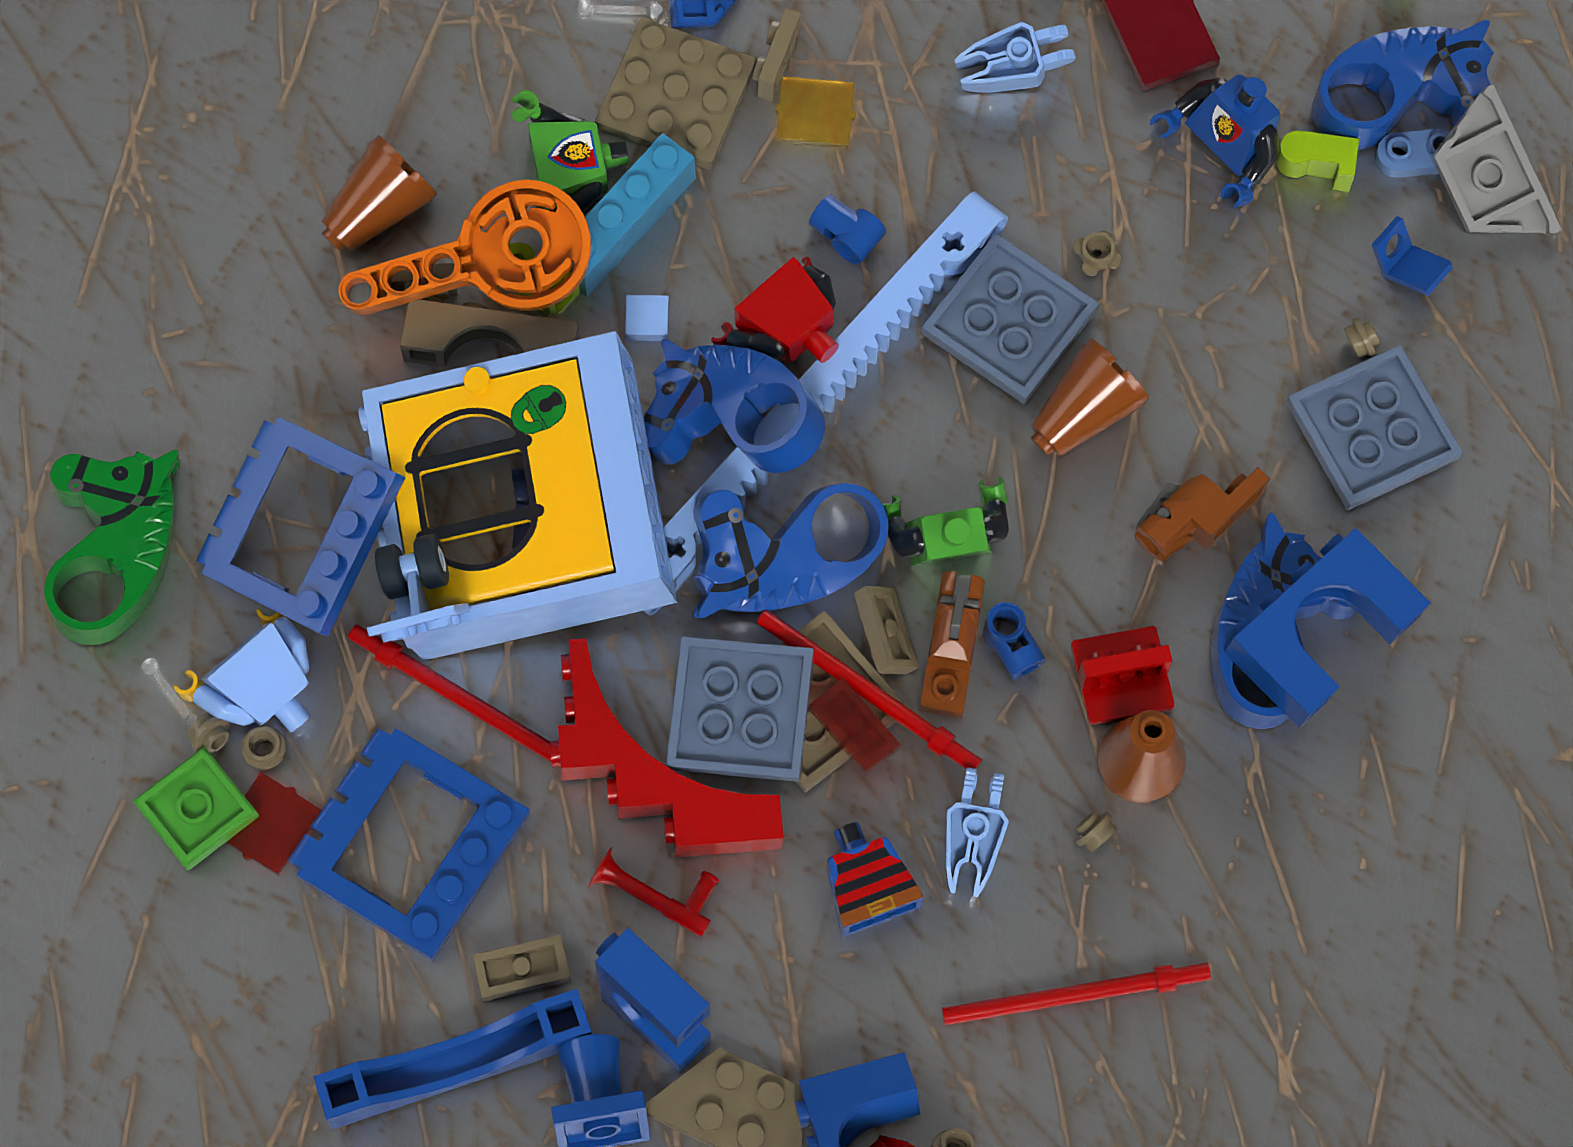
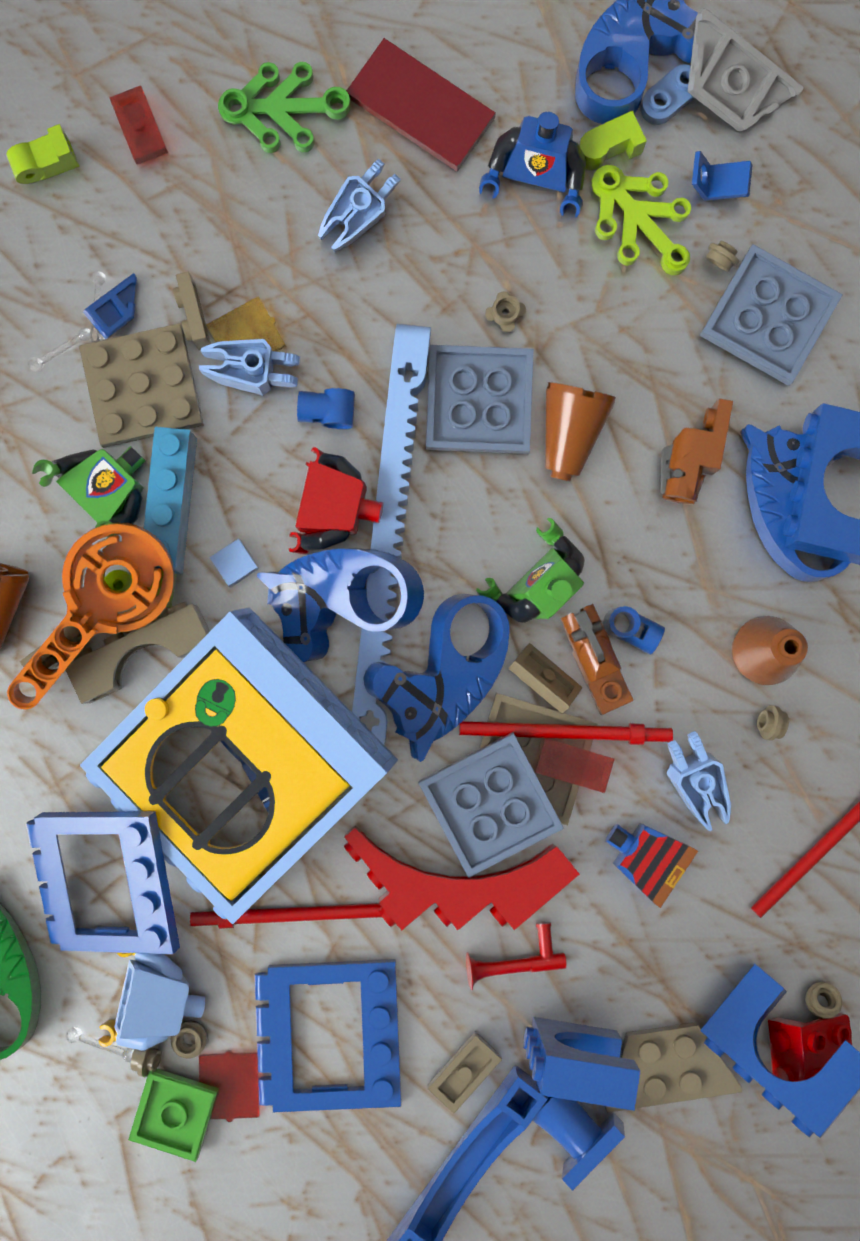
camera: 35 degrees left, 15 degrees up
(403, 576) = (212, 884): plate -> none
(796, 138) = (248, 365): none -> light blue hinge
(1123, 674) = (719, 601): red bracket -> none
(1301, 244) = (638, 214): none -> lime plant

